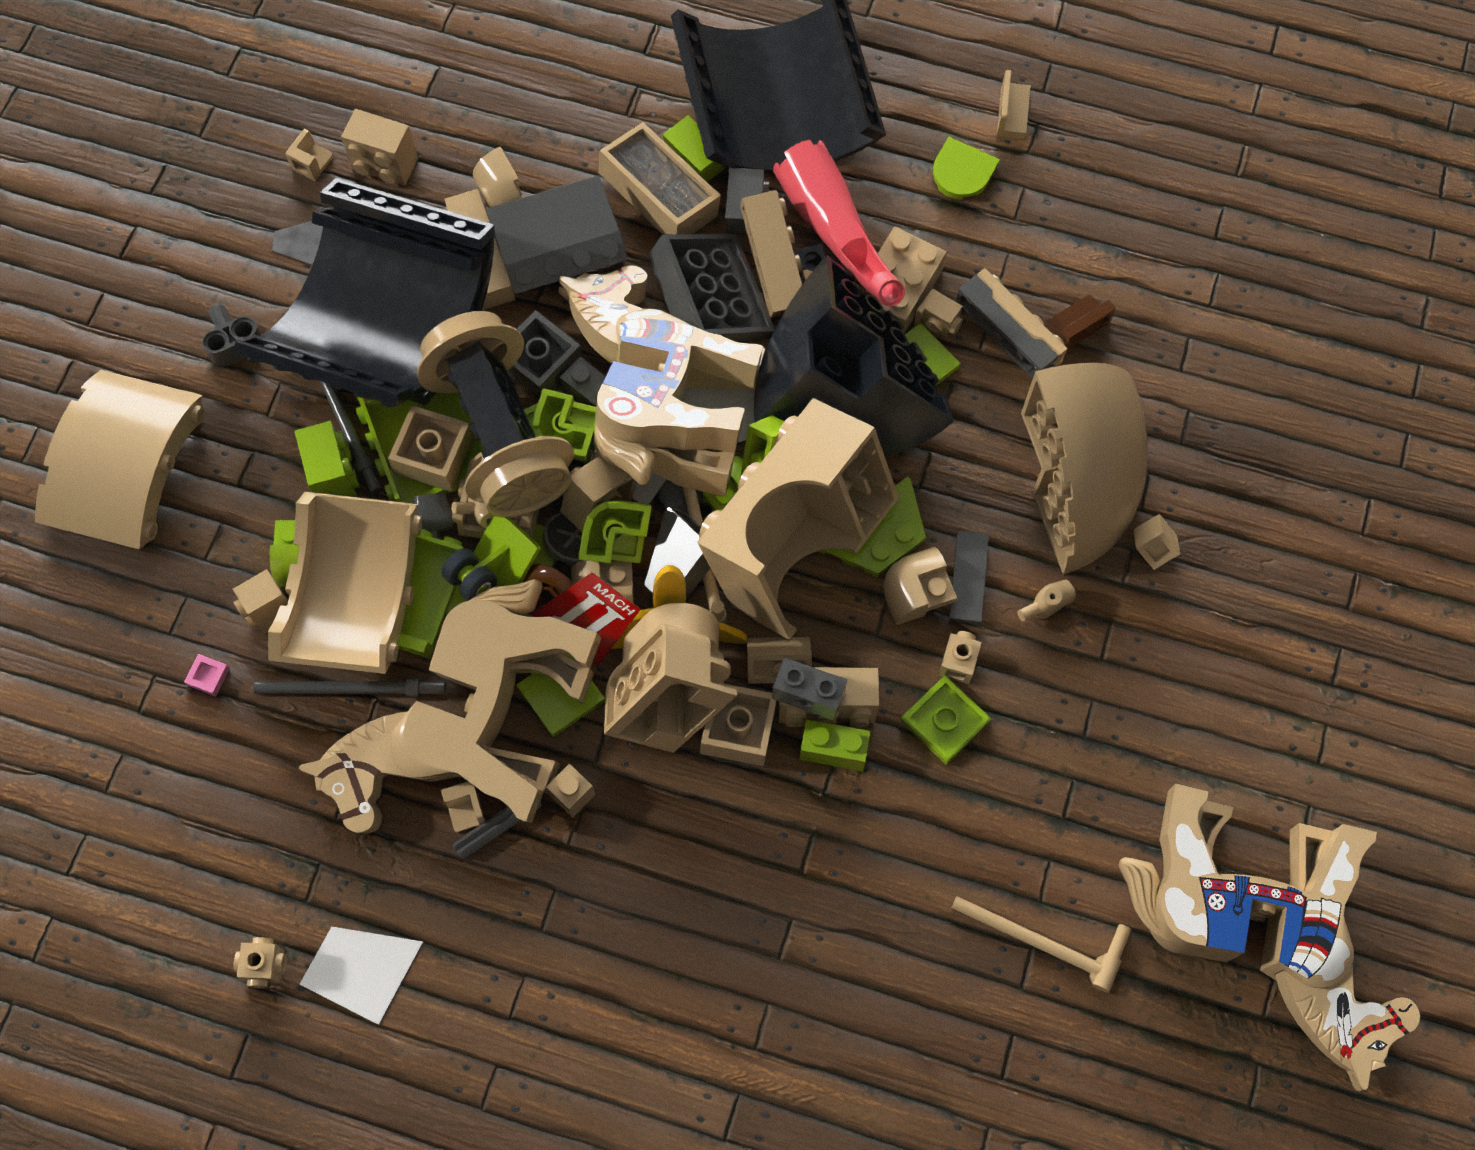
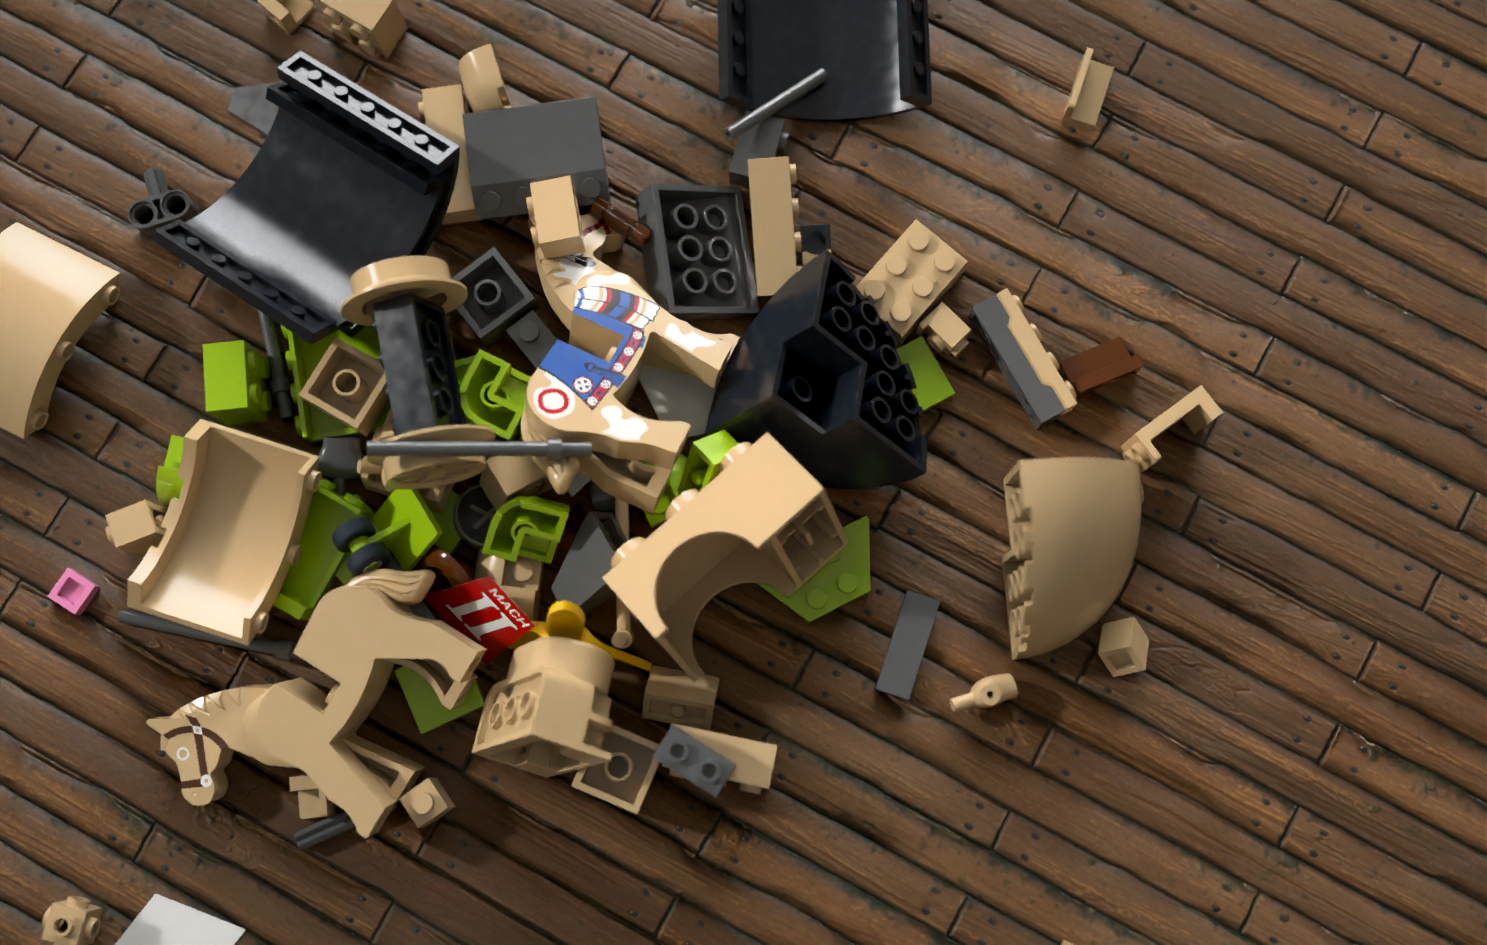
camera: 15 degrees right, 10 degrees up
(588, 273) = (556, 217): none -> tan brick
(630, 444) = (553, 448): none -> dark grey bar
(641, 272) = (620, 222): none -> reddish brown axle
(658, 182) = (664, 112): brick -> none
(686, 141) = (701, 71): lime brick -> none
(753, 158) = (775, 104): none -> dark grey piece
(826, 205) = (845, 177): coral brick -> none
(834, 745) = (721, 812): lime brick -> none
(917, 585) = (848, 643): tan brick -> none
(945, 719) = (845, 801): lime tile -> none
(956, 666) = (866, 745): tan brick -> none
(962, 169) = (1012, 157): lime tile -> none
(1164, 336) = (1194, 409): none -> tan panel

